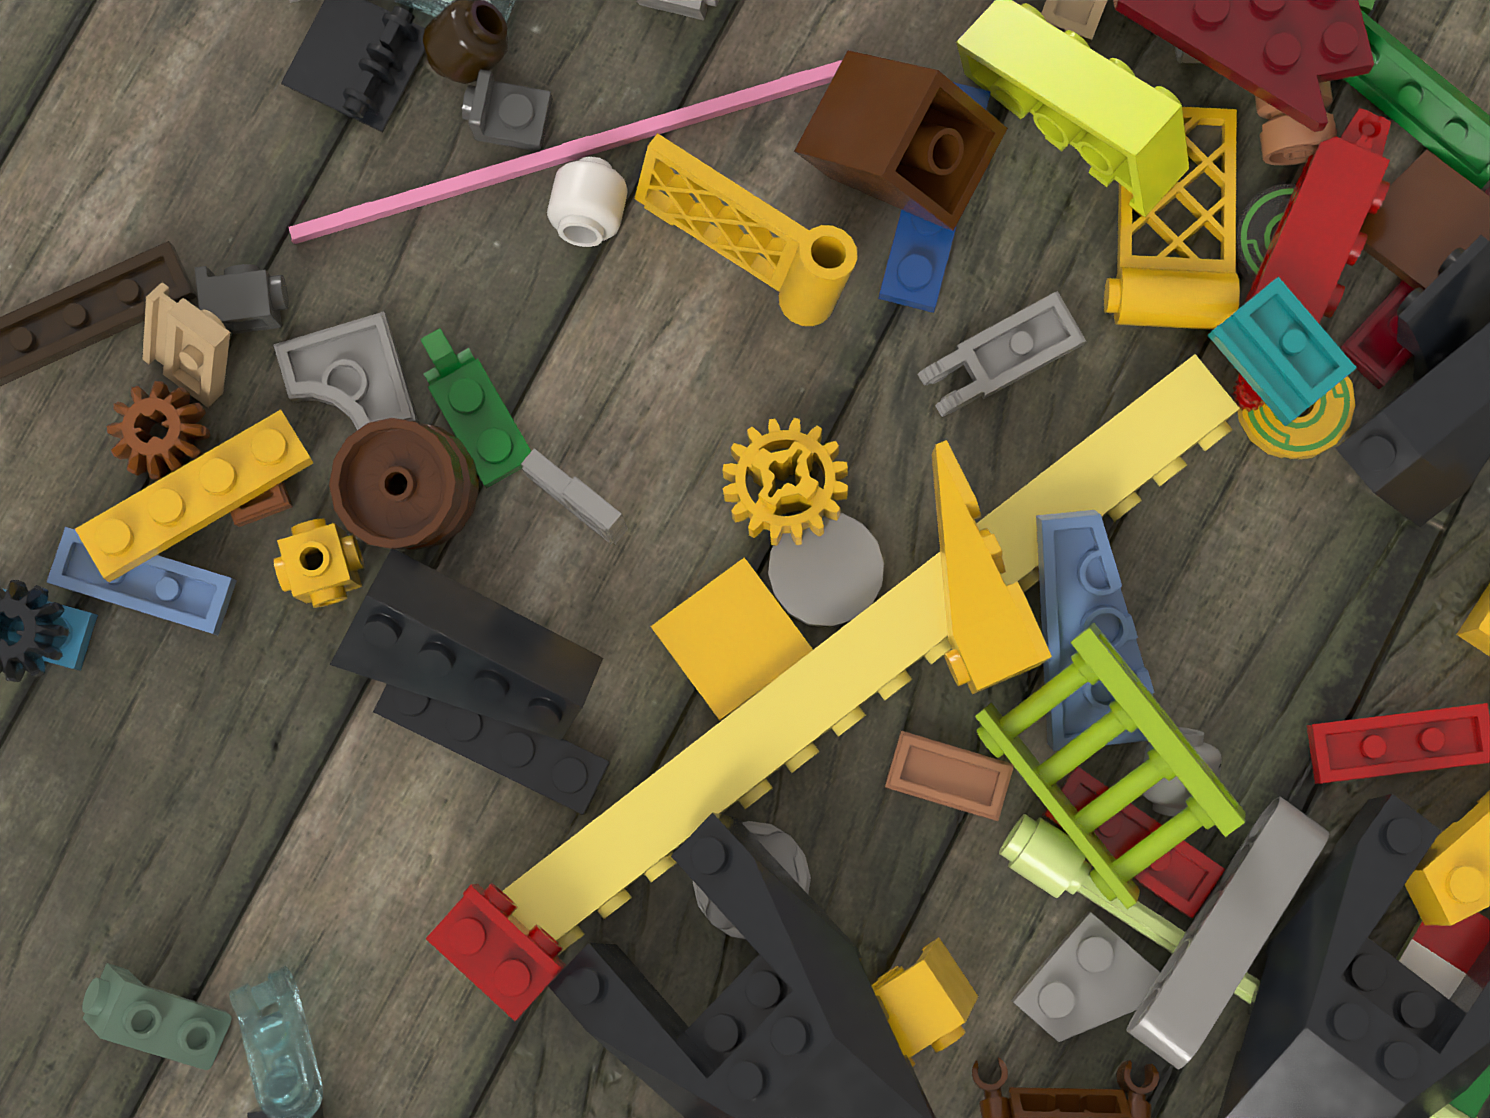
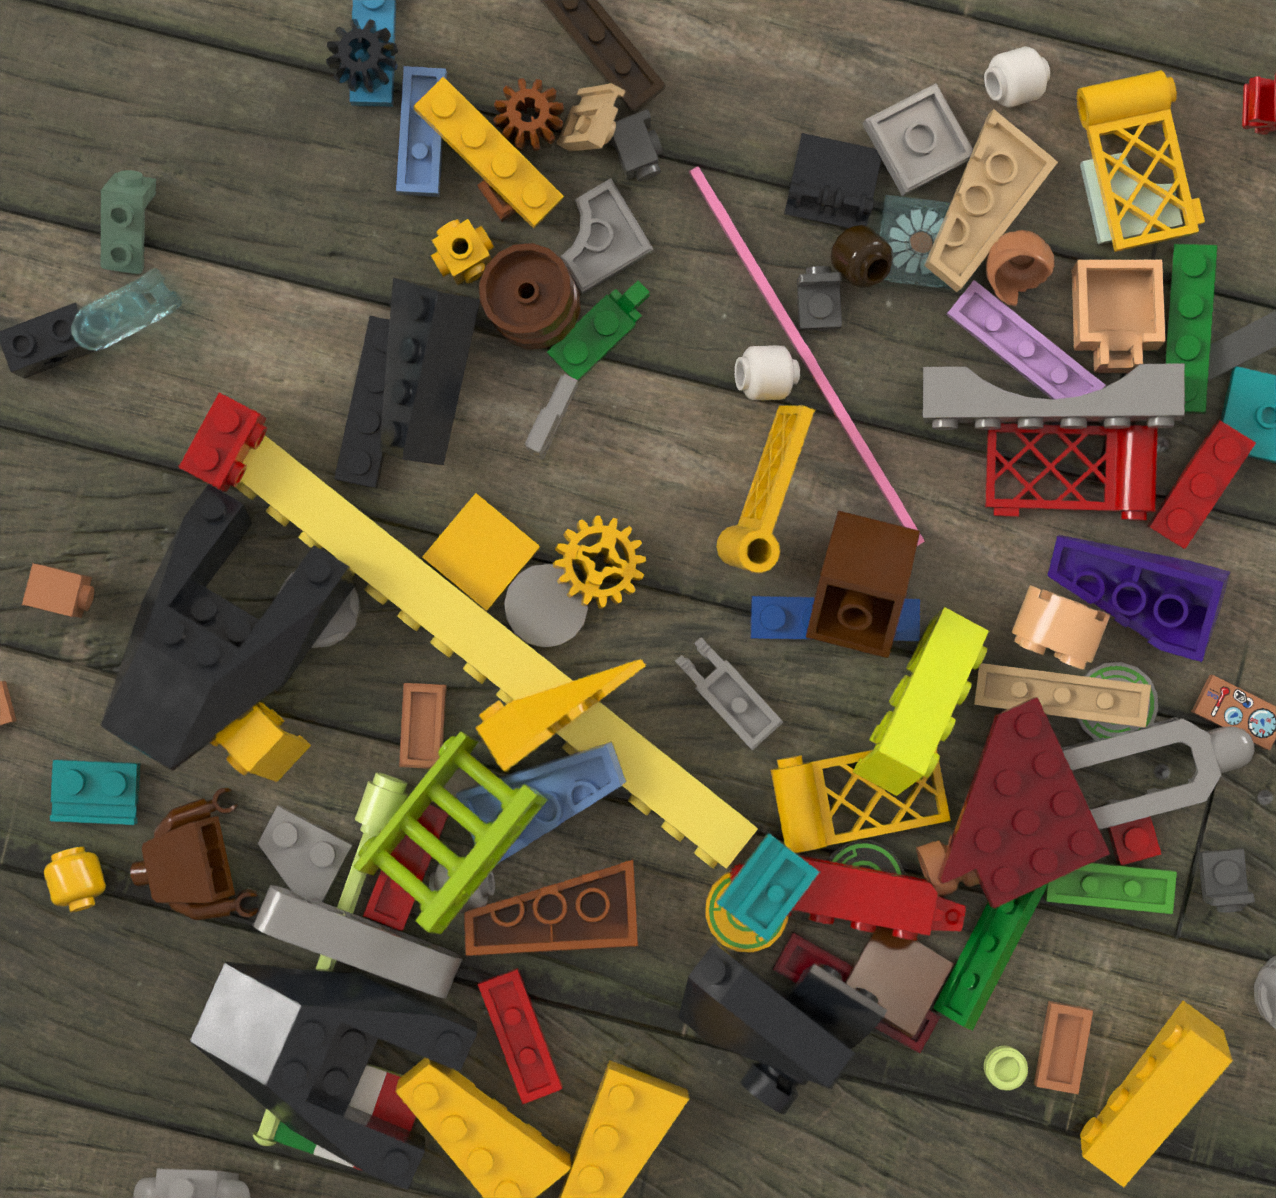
camera: 75 degrees right, 5 degrees up
(1255, 640) = (568, 915): none -> dark orange wedge

